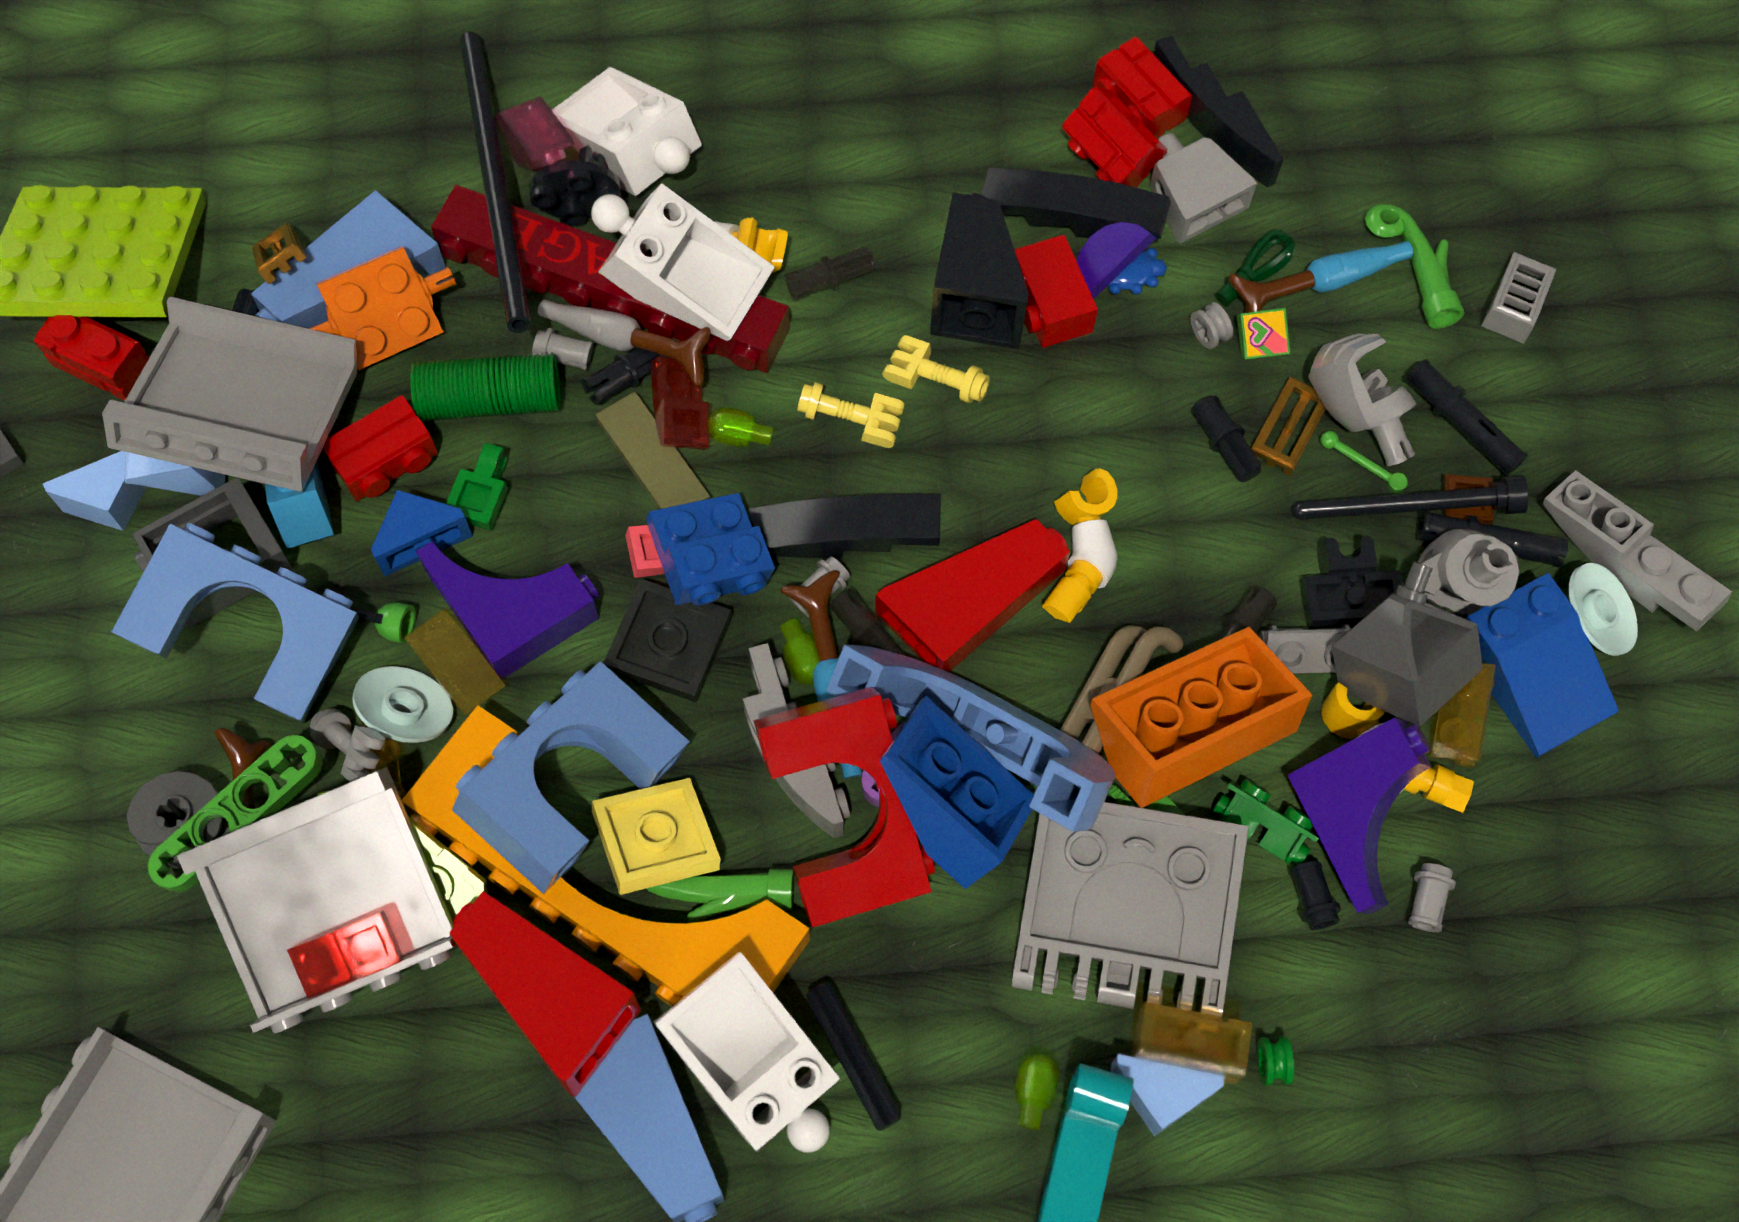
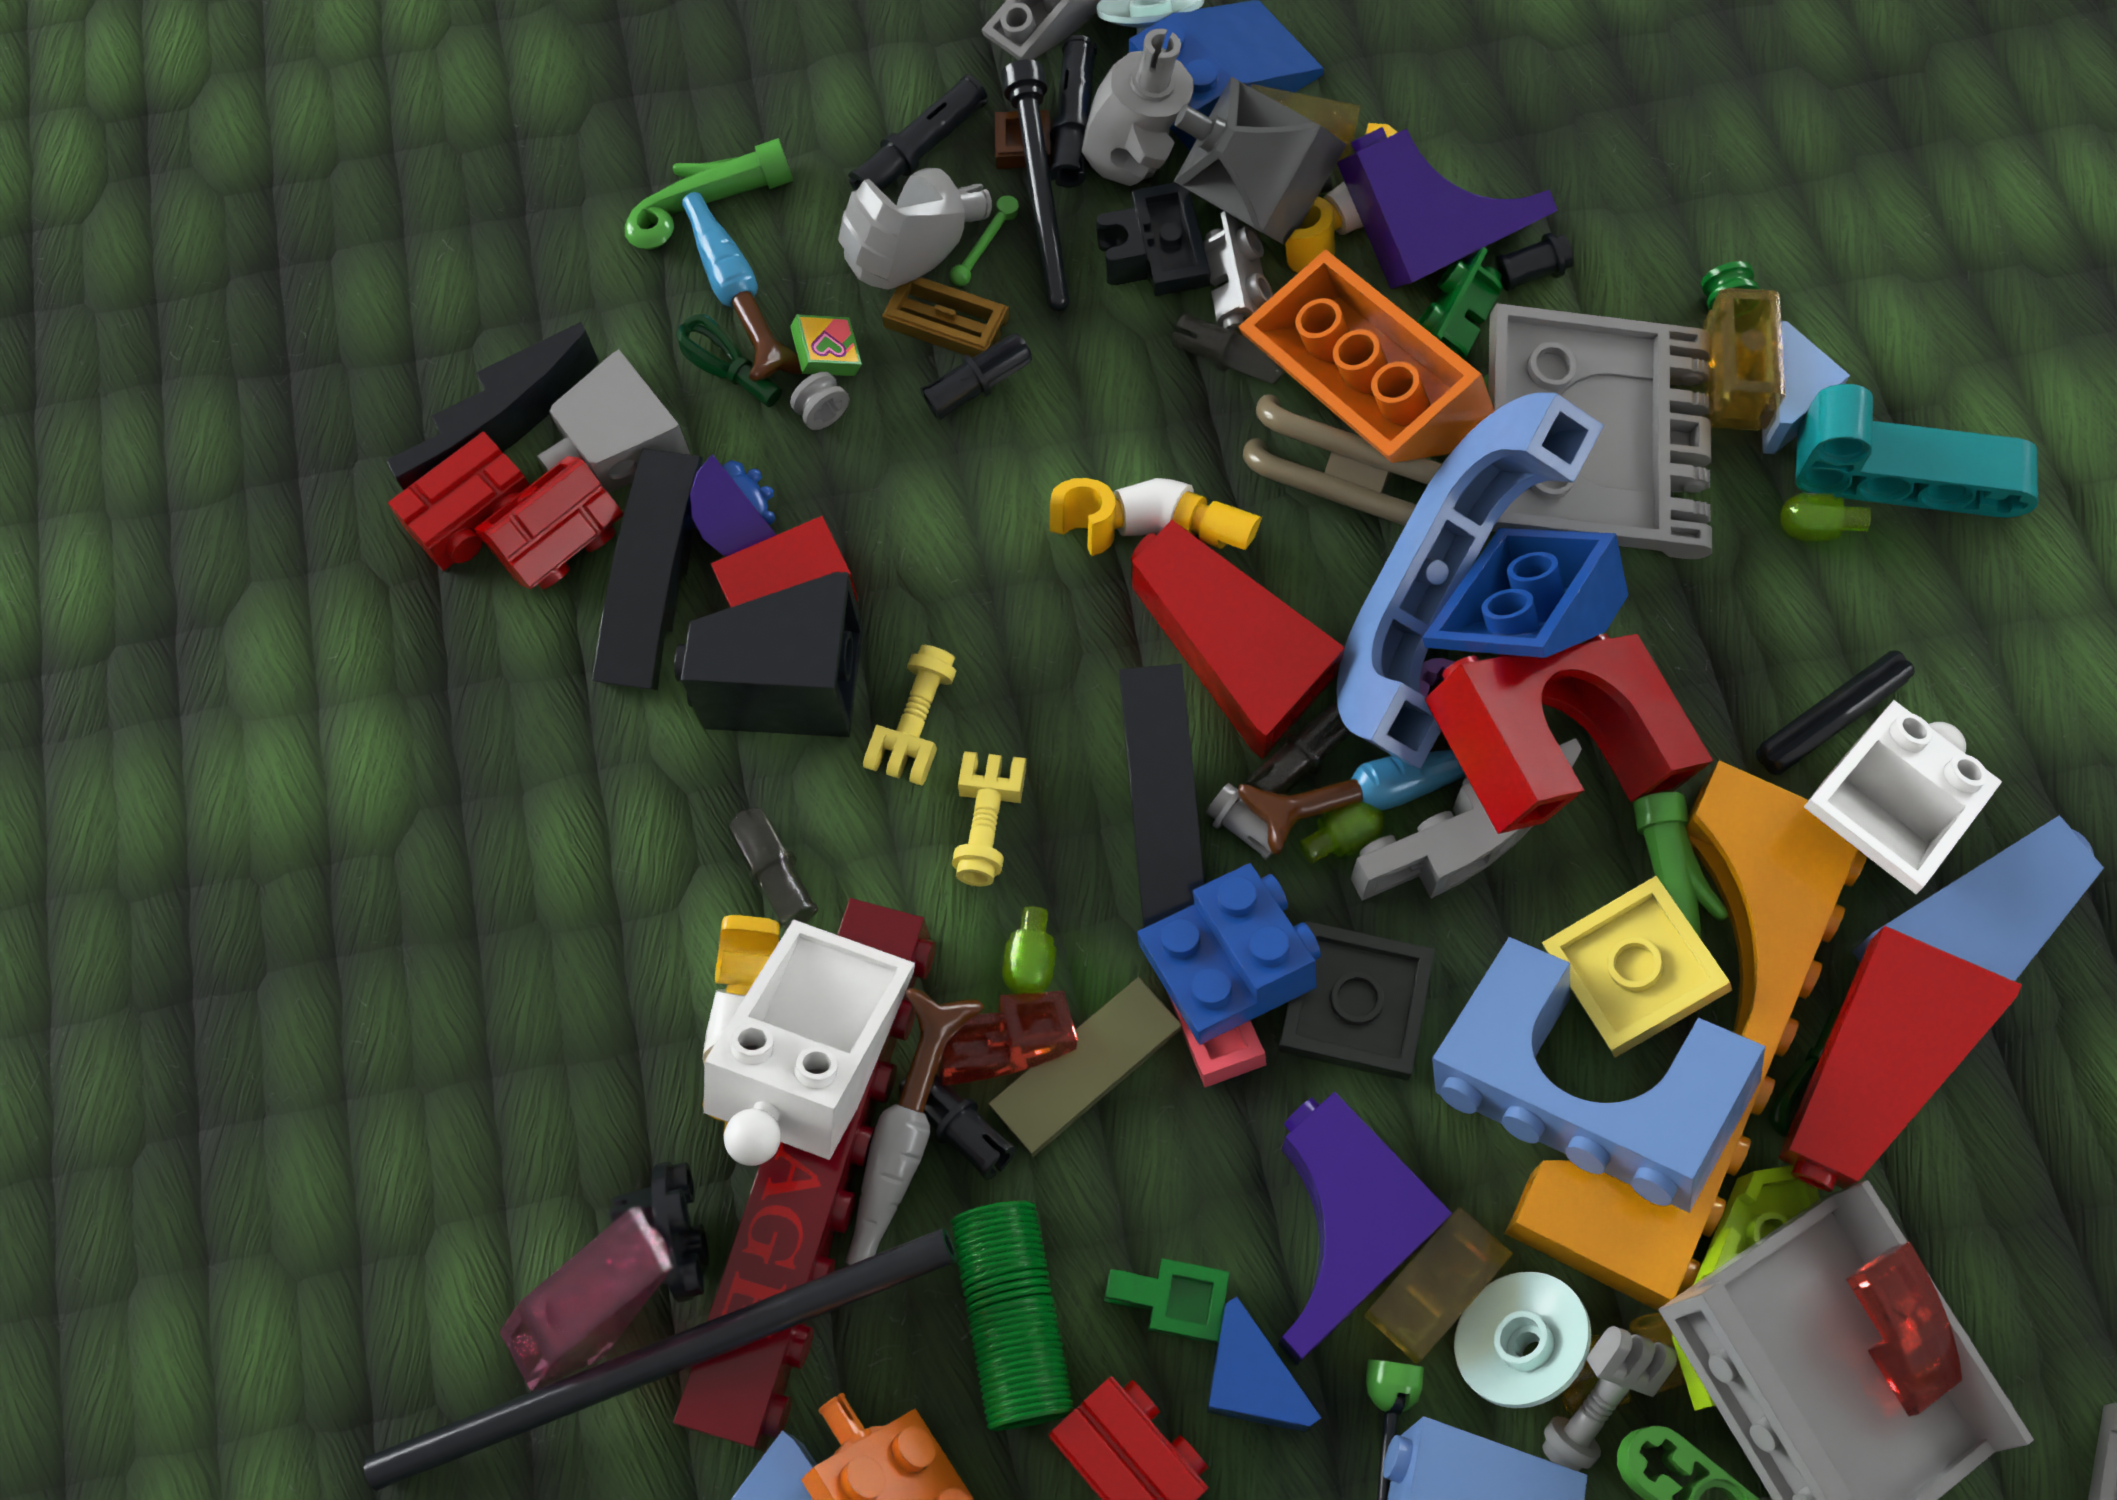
camera: 90 degrees left, 0 degrees up
(566, 349) = (930, 1205): light grey pin -> none
(632, 127) = (543, 1183): white slope -> none
(1431, 897) = (1510, 157): light grey pin -> none
(1509, 321) = (760, 109): light grey slope -> none

